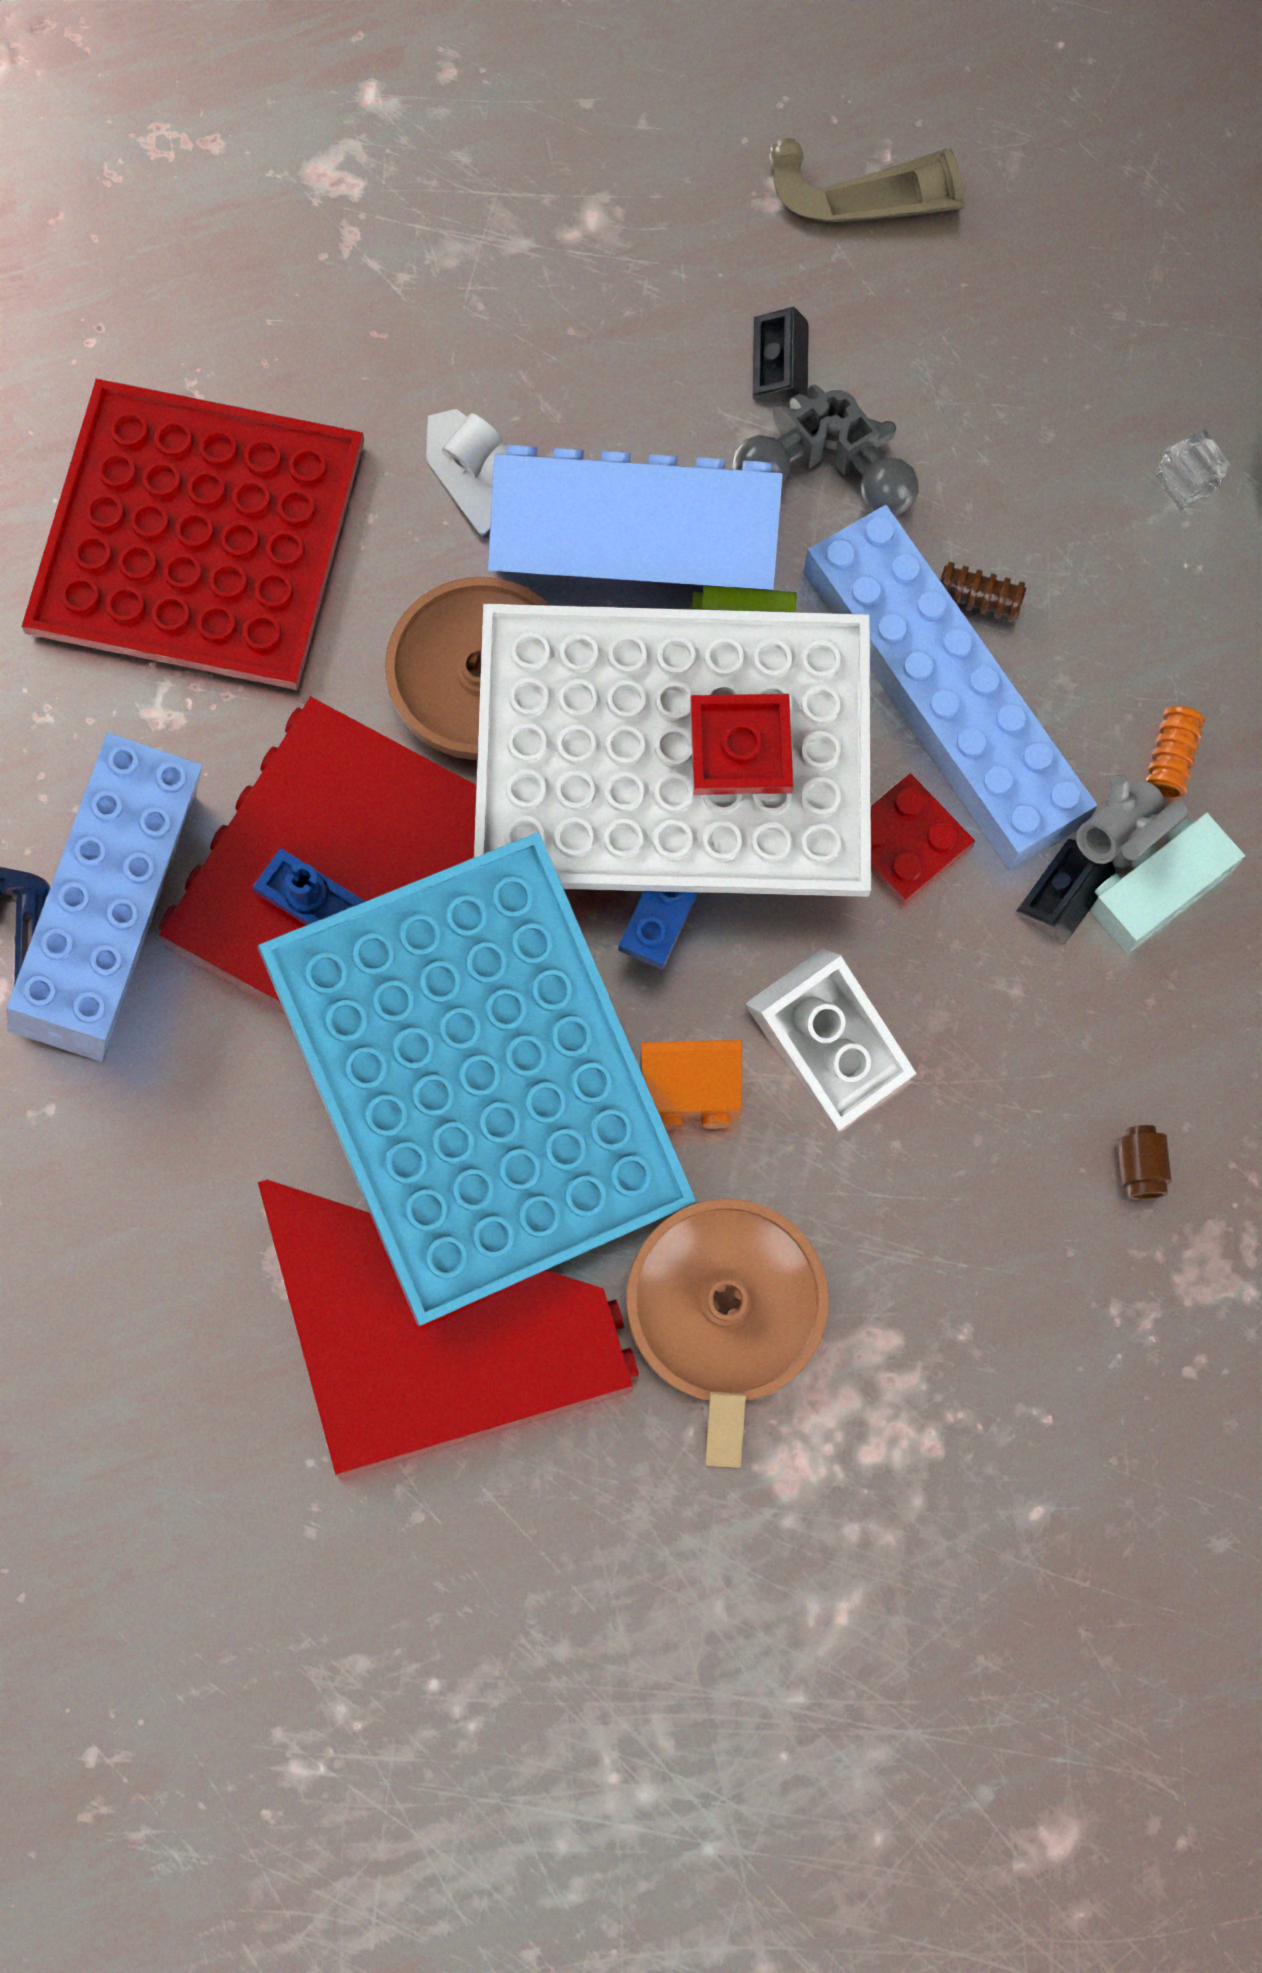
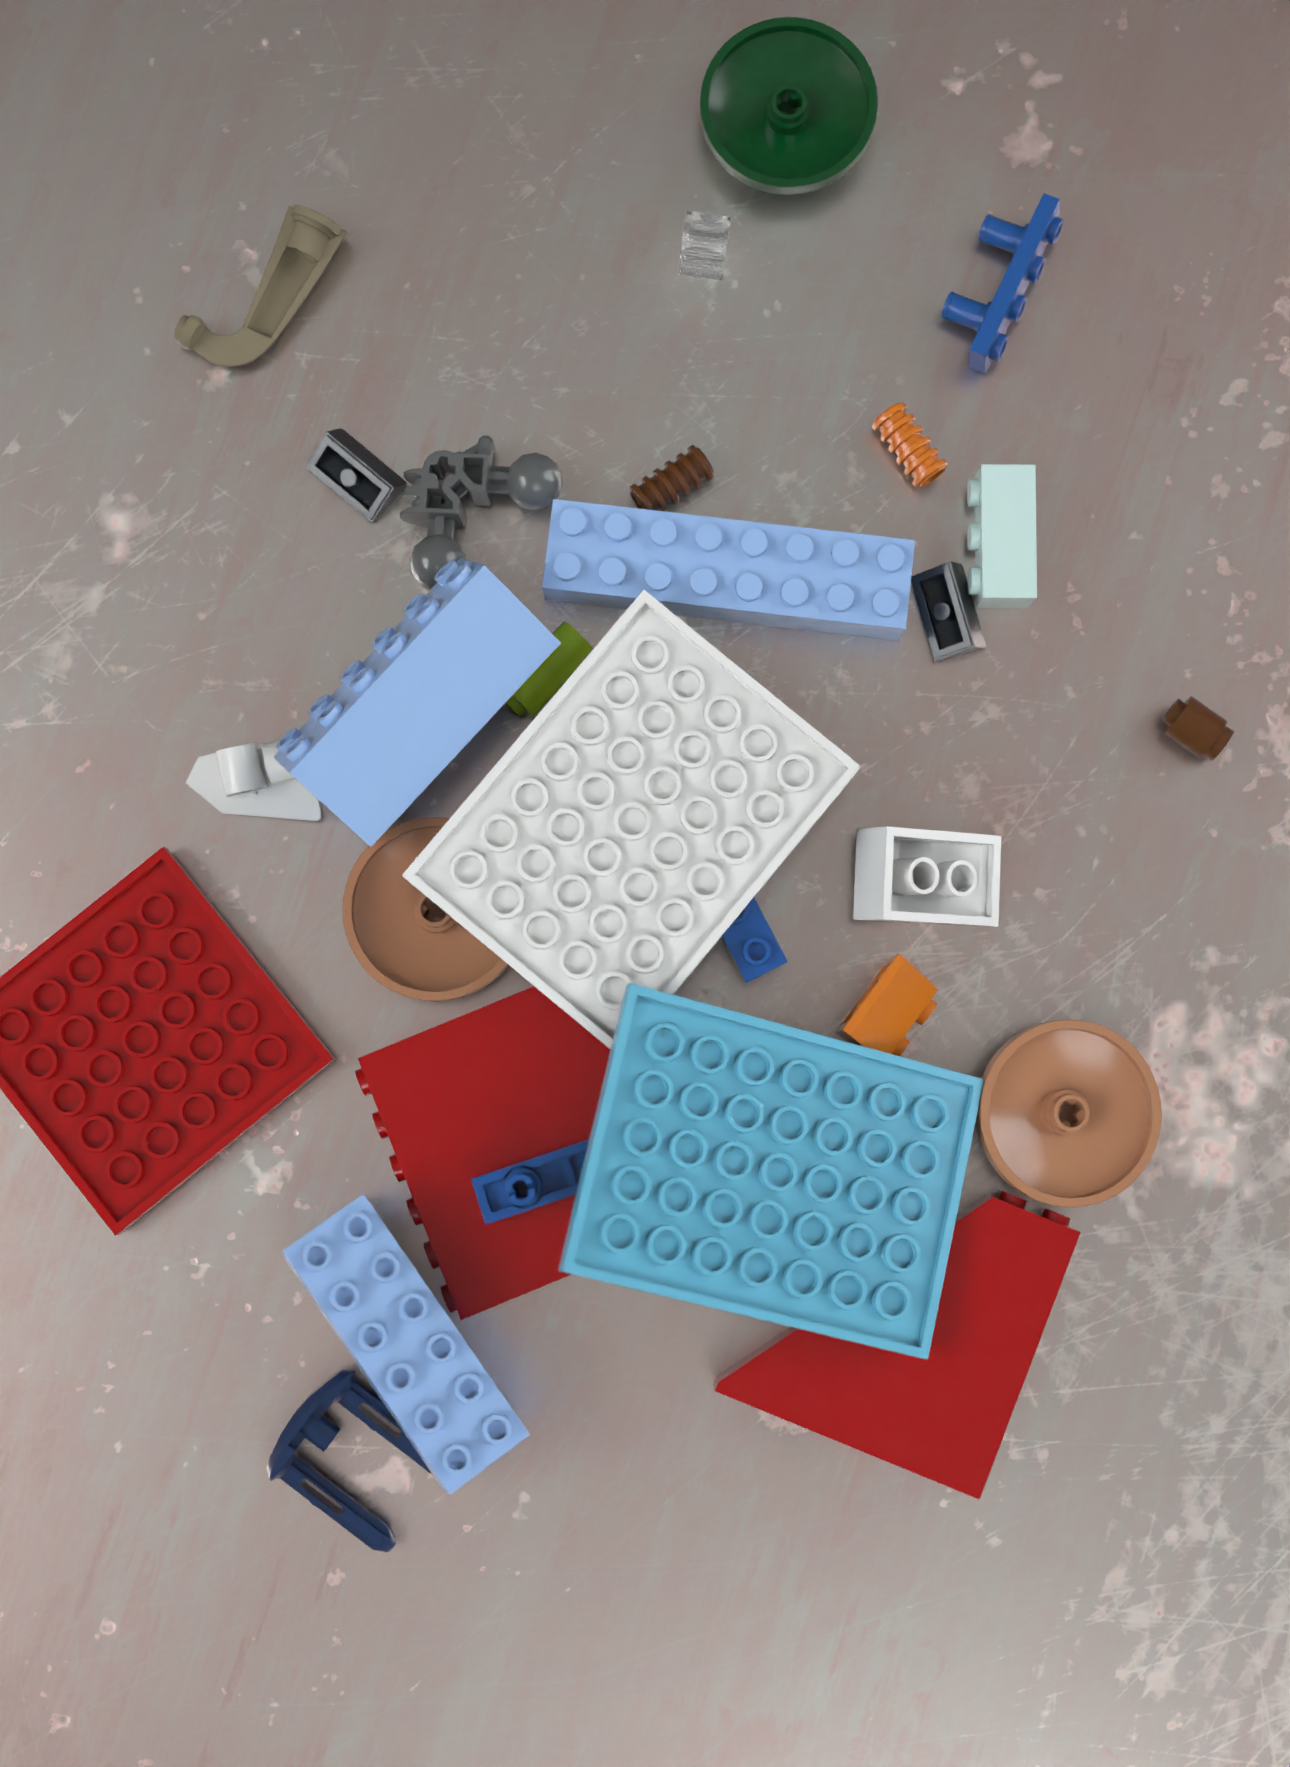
camera: 45 degrees left, 10 degrees up
(725, 1429) = (1156, 1186): tan window -> none
(741, 744) = (676, 772): red plate -> none
(913, 839) = (823, 690): red plate -> none
(1128, 823) = (943, 525): light grey pin -> none

